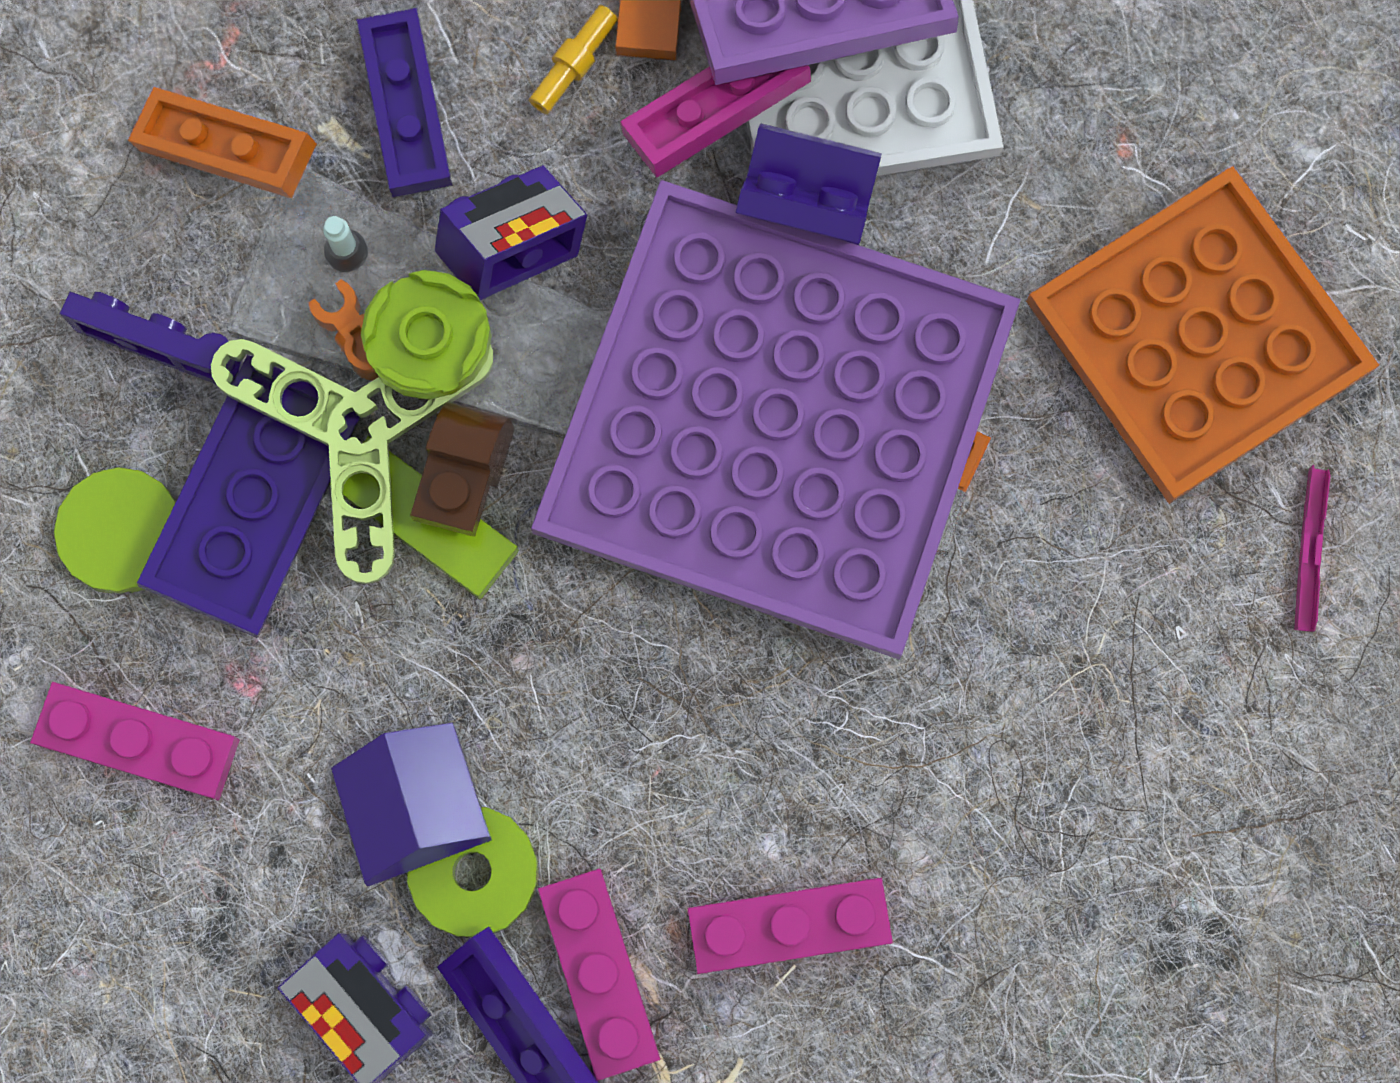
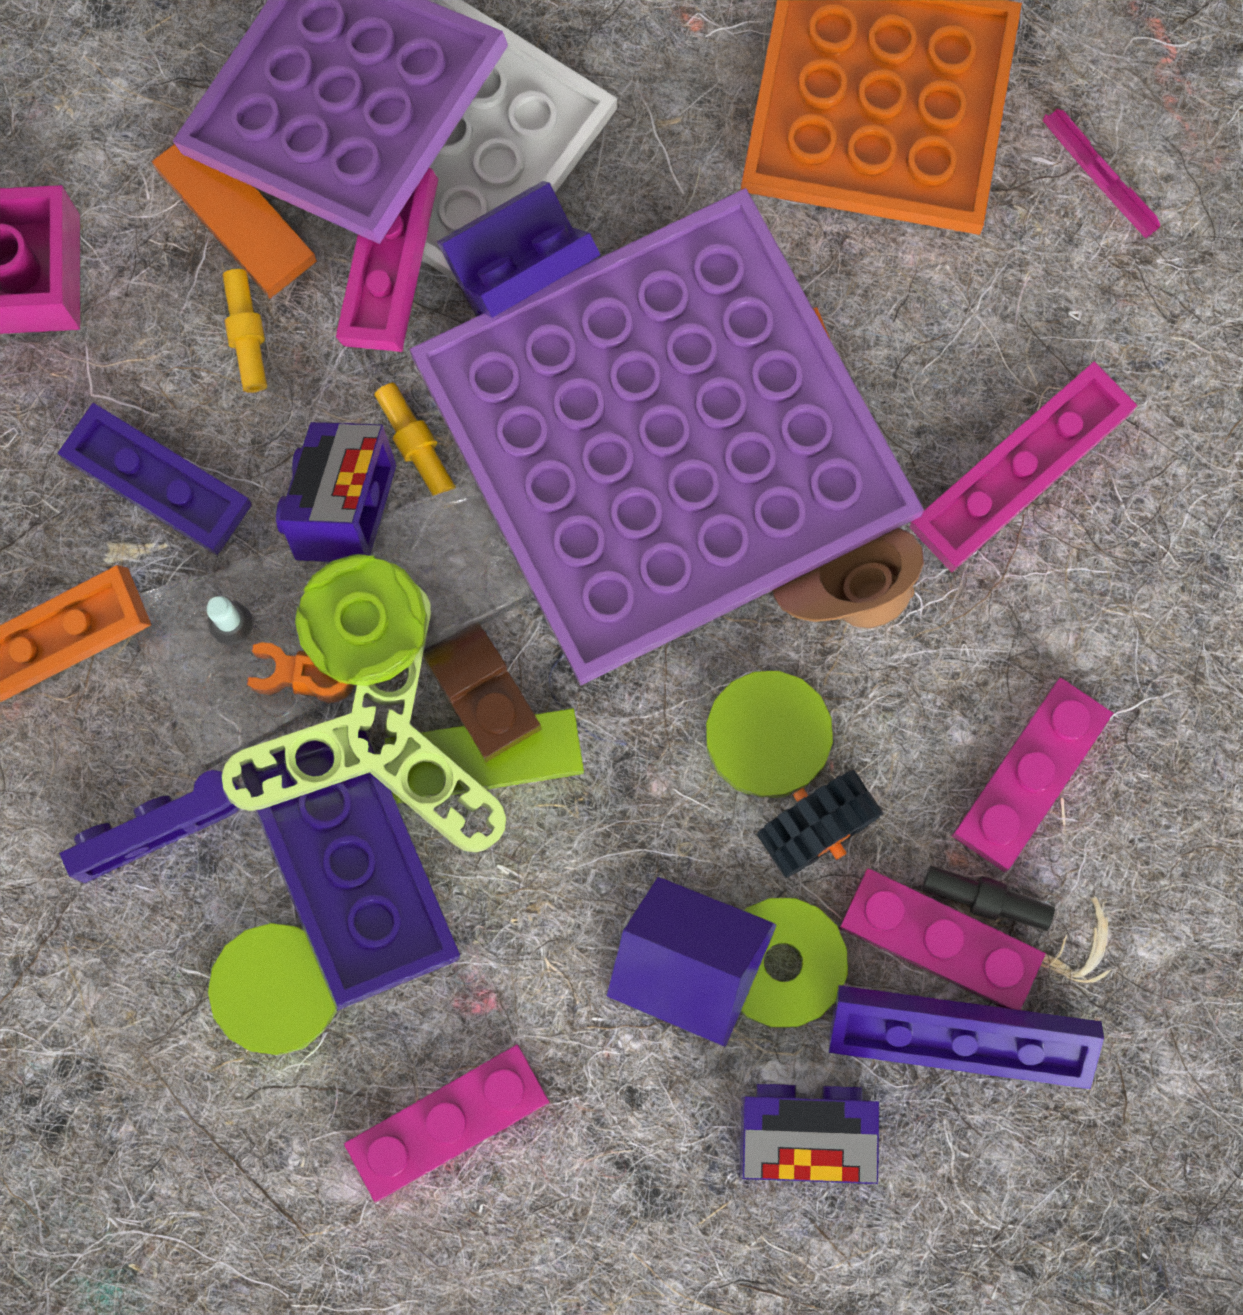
camera: 45 degrees left, 0 degrees up
(594, 800) = (819, 823): none -> black wheel
(608, 250) = (414, 439): none -> yellow bar
(633, 704) = (769, 734): none -> lime tile
(663, 979) = (988, 898): none -> pearl dark grey bar
(804, 666) = (859, 587): none -> medium nougat piece
(1019, 701) = (1022, 466): none -> dark pink plate

